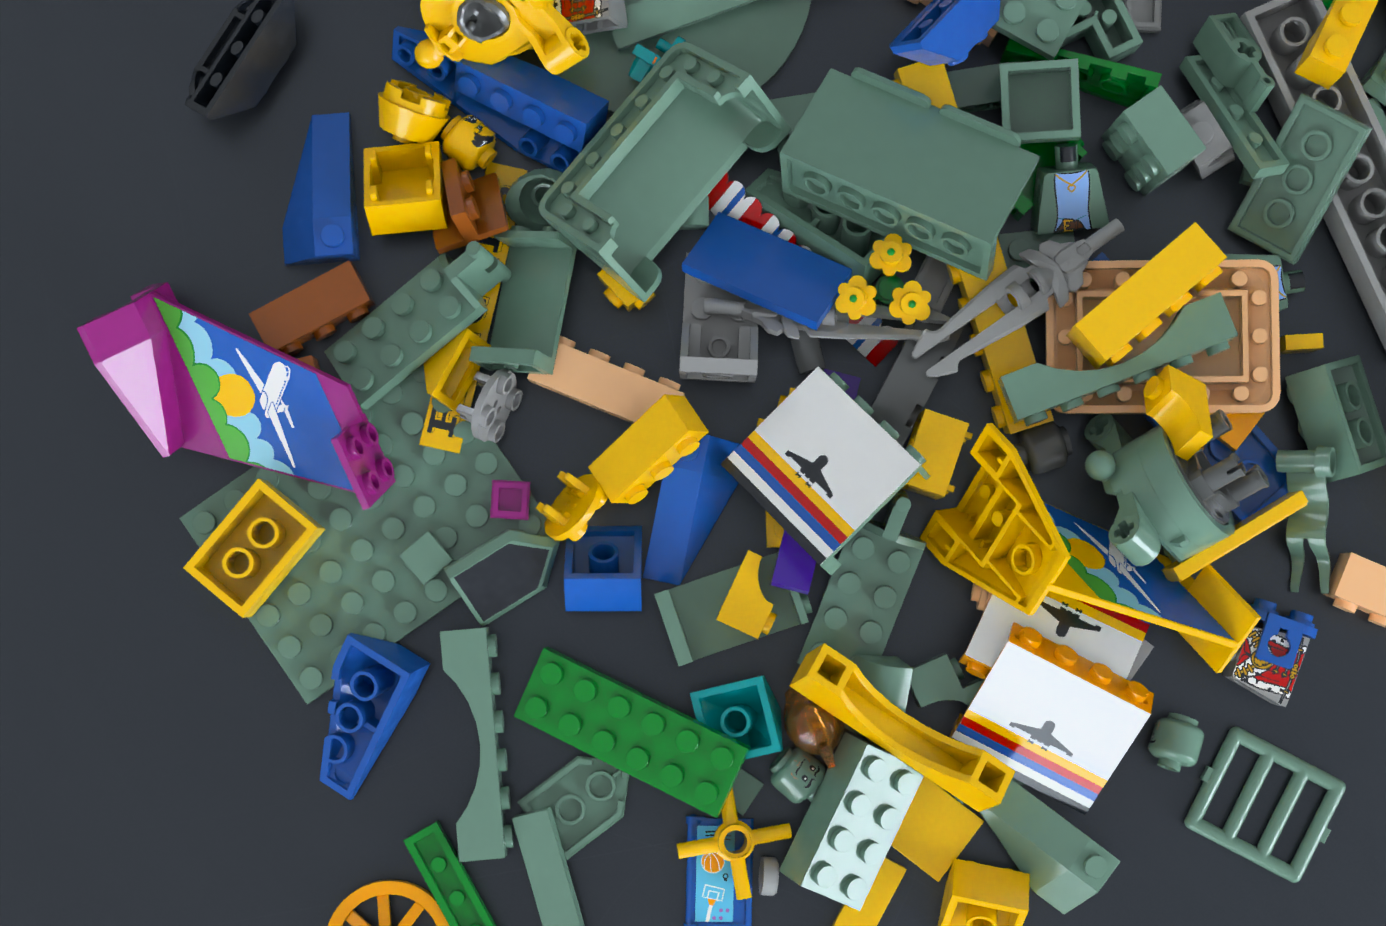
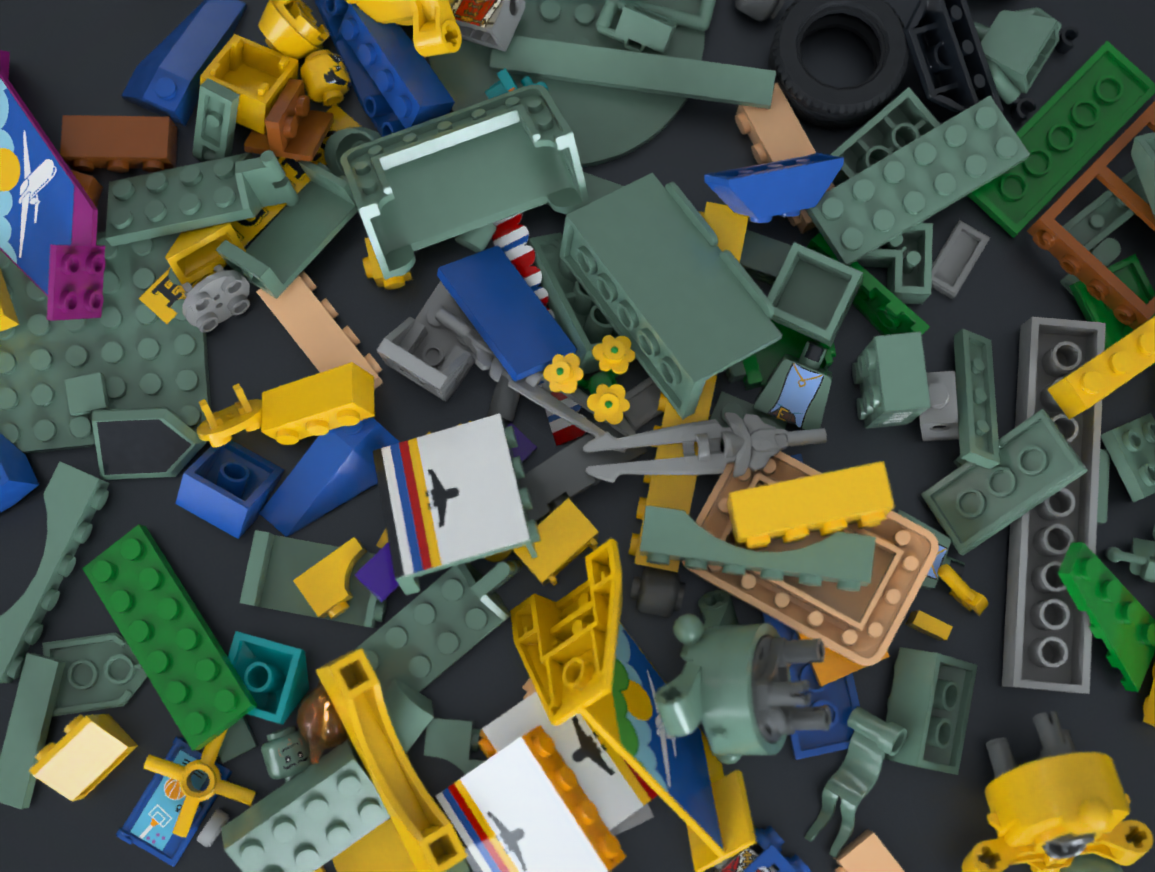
camera: 30 degrees right, 5 degrees down
(398, 242) = (215, 121): none -> sand green plate
(510, 499) = (184, 385): magenta tile -> none
(621, 877) = (83, 756): none -> slope
(1180, 408) = (784, 618): yellow arch -> none
(1234, 58) = (1003, 350): sand green piece -> none
(1243, 532) = (782, 760): yellow tile -> none
(1313, 297) = (961, 591): none -> yellow bar

